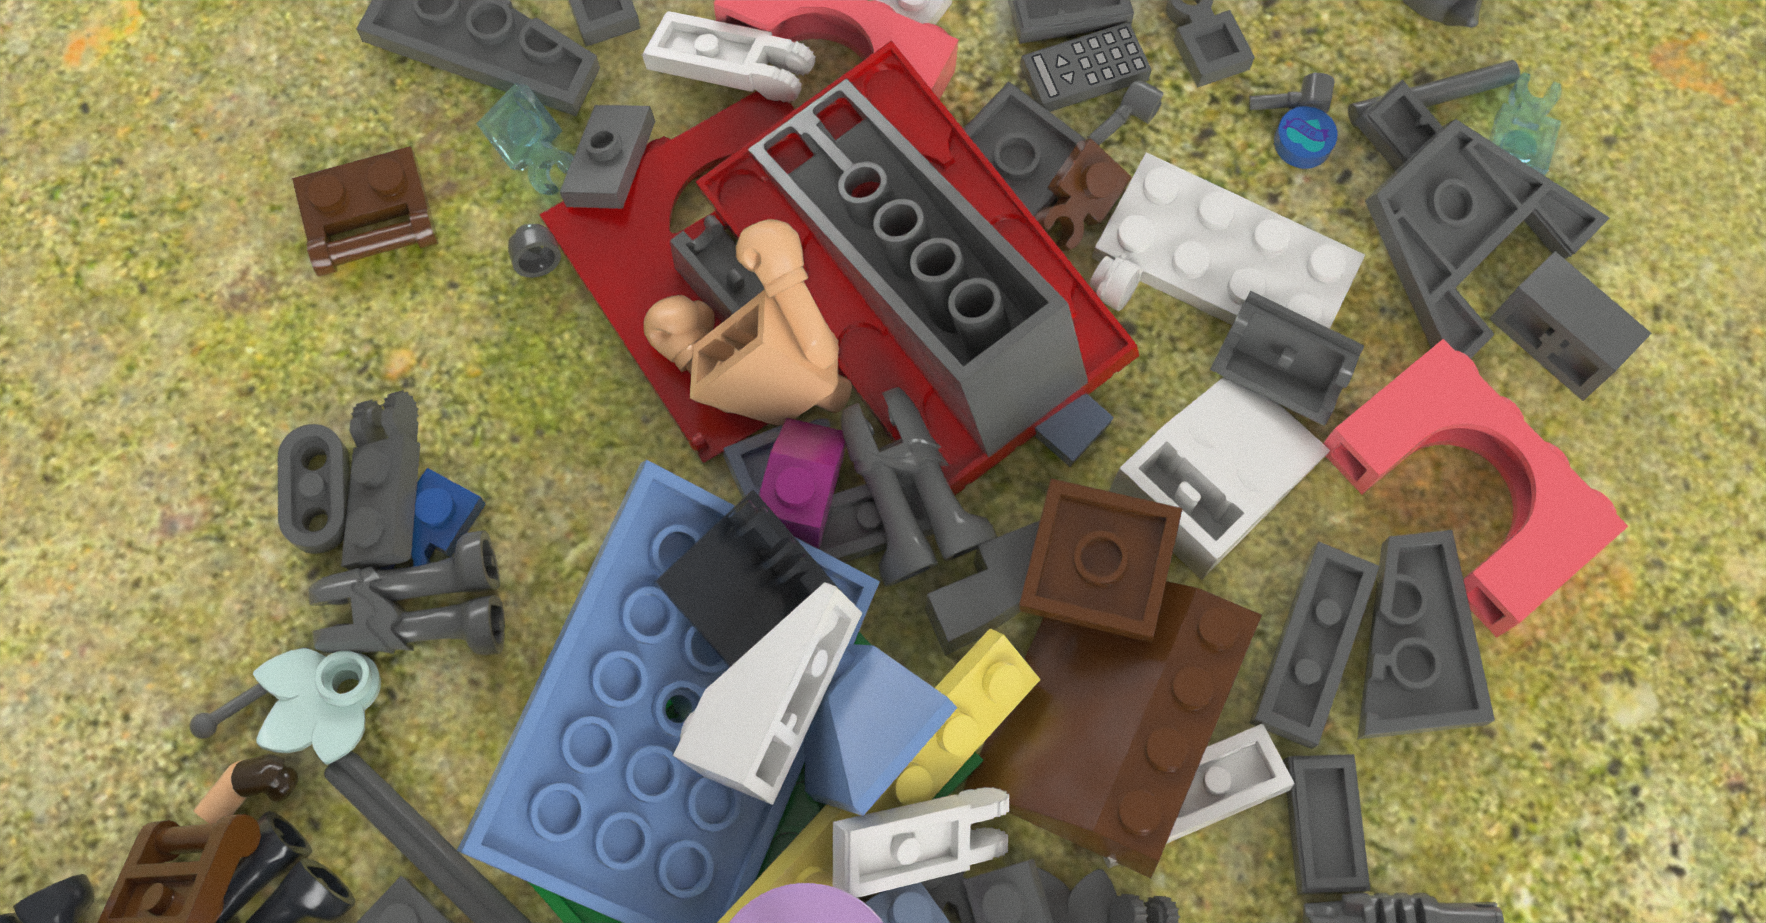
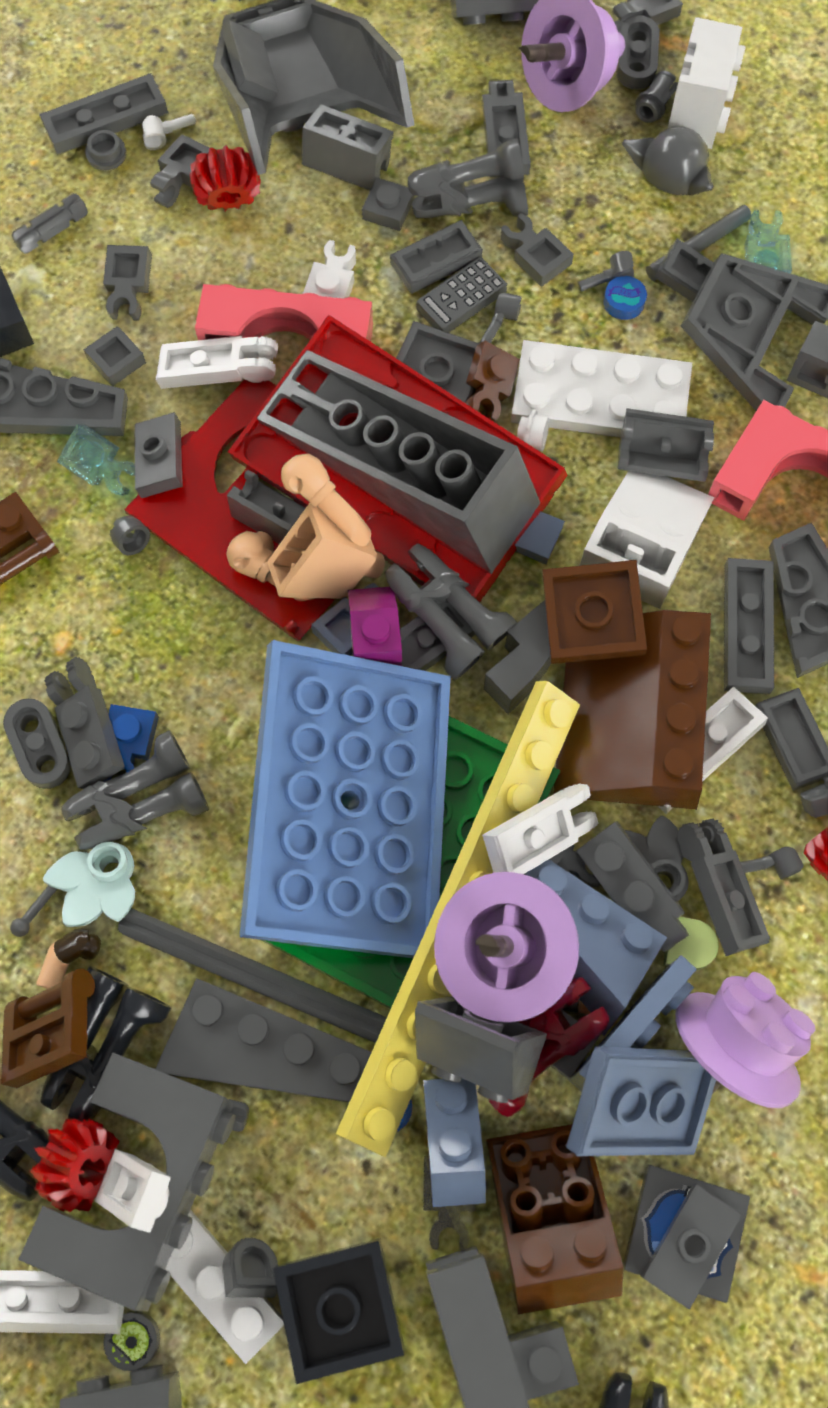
camera: 15 degrees left, 0 degrees up
(742, 578) = (369, 703): black hinge -> none
(765, 702) = (409, 774): white slope -> none
(868, 728) = (478, 768): medium blue slope -> none

